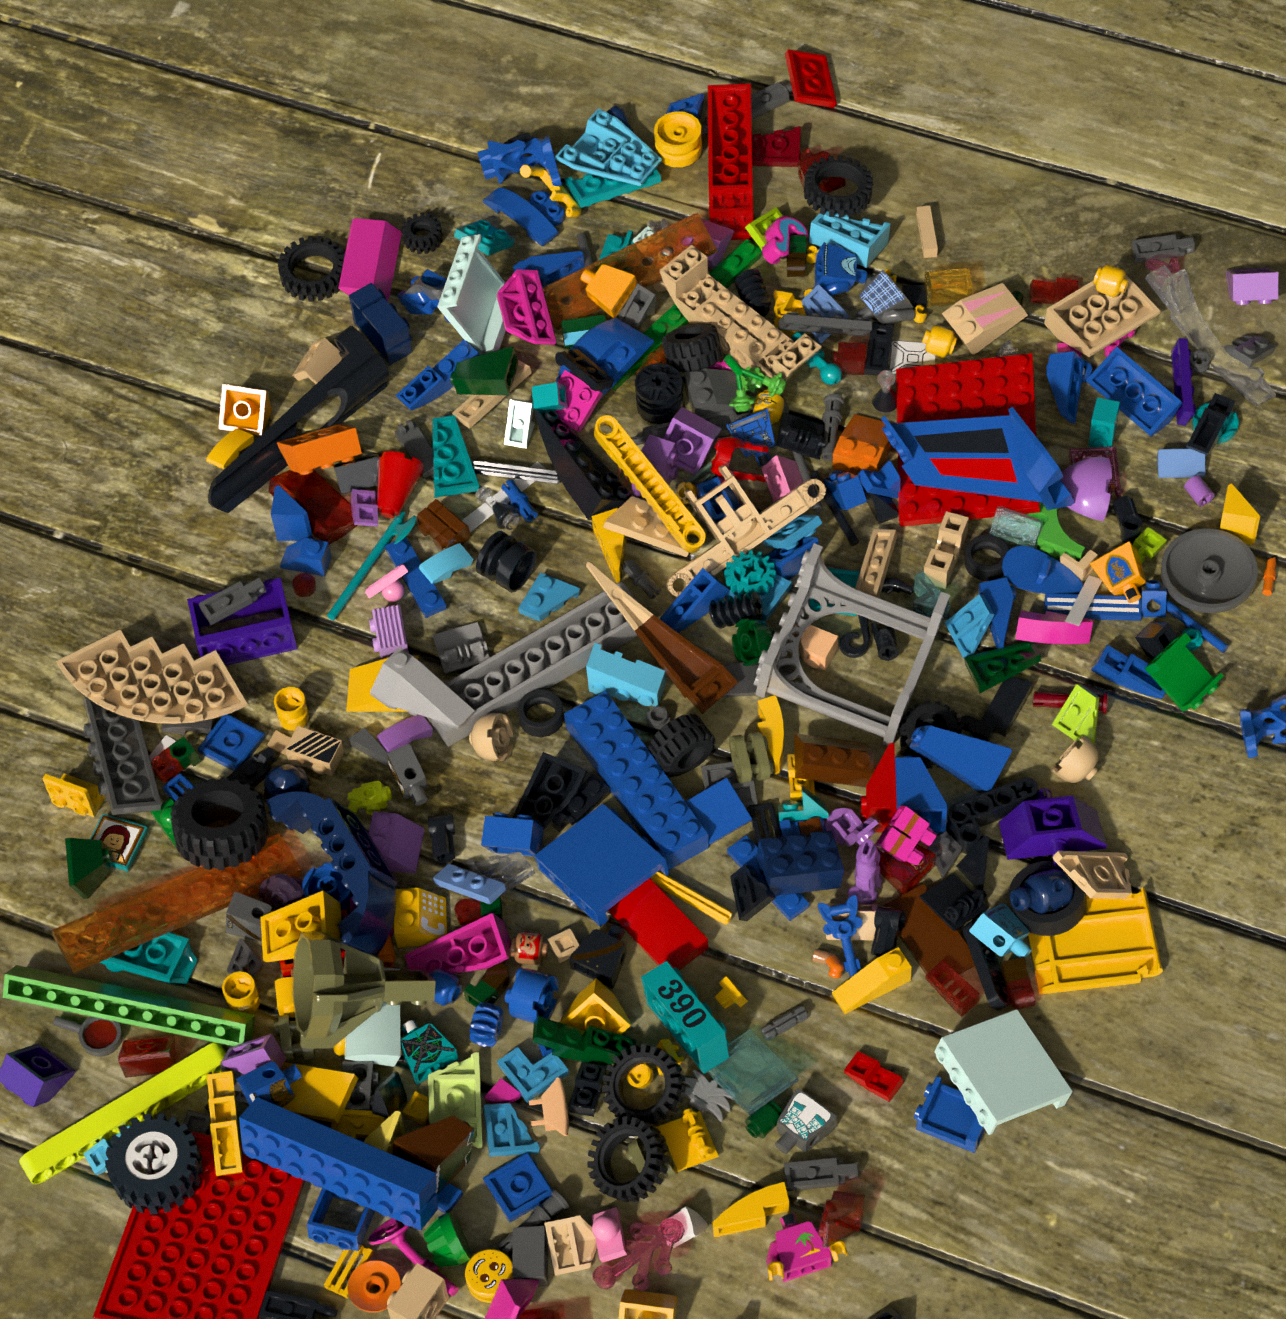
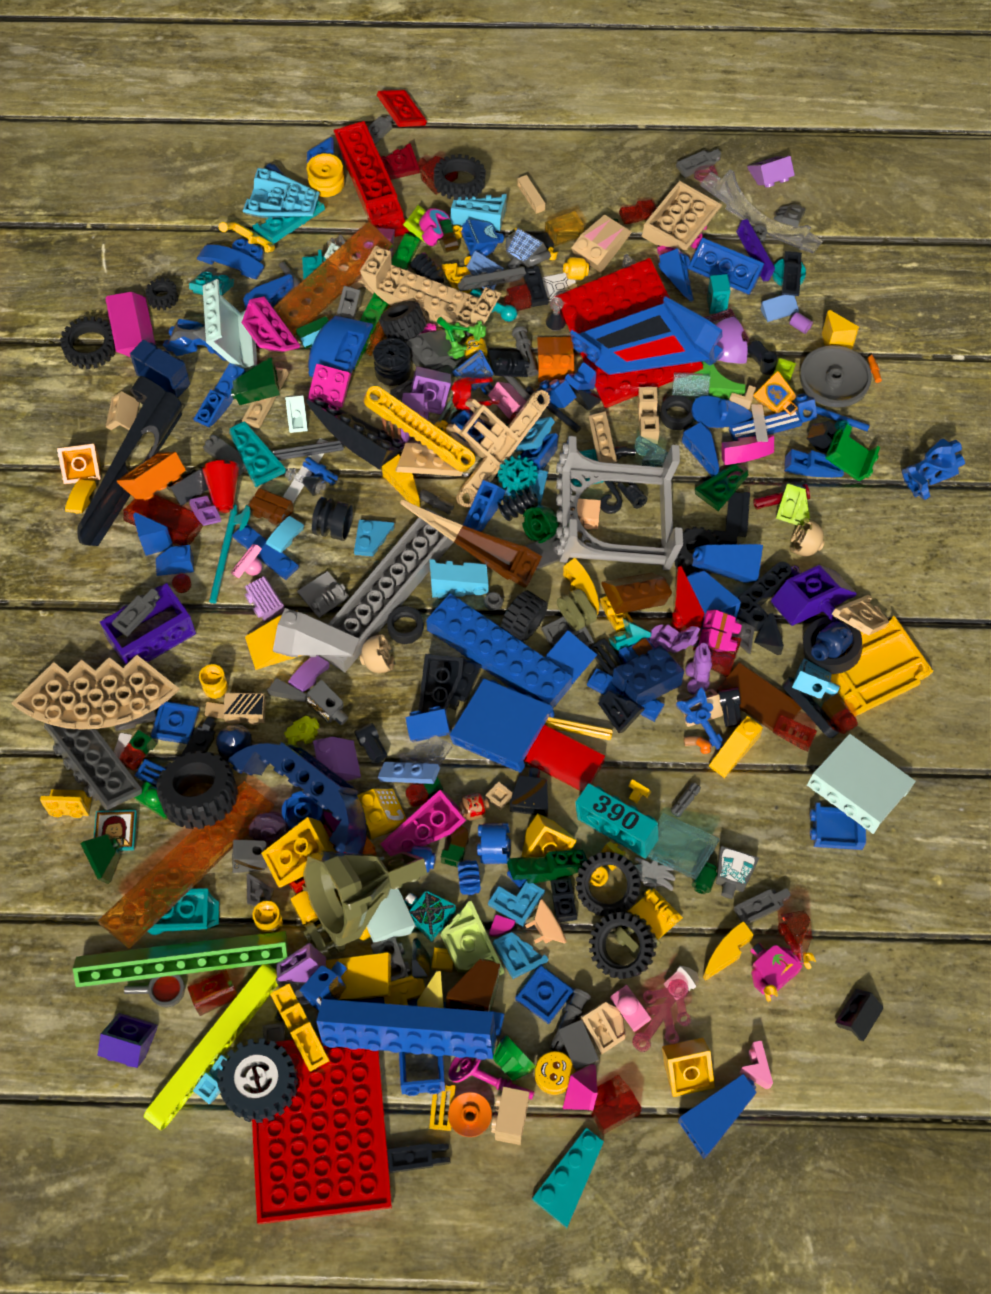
camera: 25 degrees left, 5 degrees up
(508, 158) = (204, 221): blue hips -> none
(549, 396) = (313, 386): teal panel -> none
(584, 369) = (331, 359): black plate -> none
(609, 288) = (324, 294): light orange torso -> none
(873, 1077) = (766, 818): red slope -> none
(955, 901) = (768, 669): black hinge -> none
(970, 624) = (691, 464): dark azure wing -> none
(1110, 280) = (681, 191): yellow head -> none

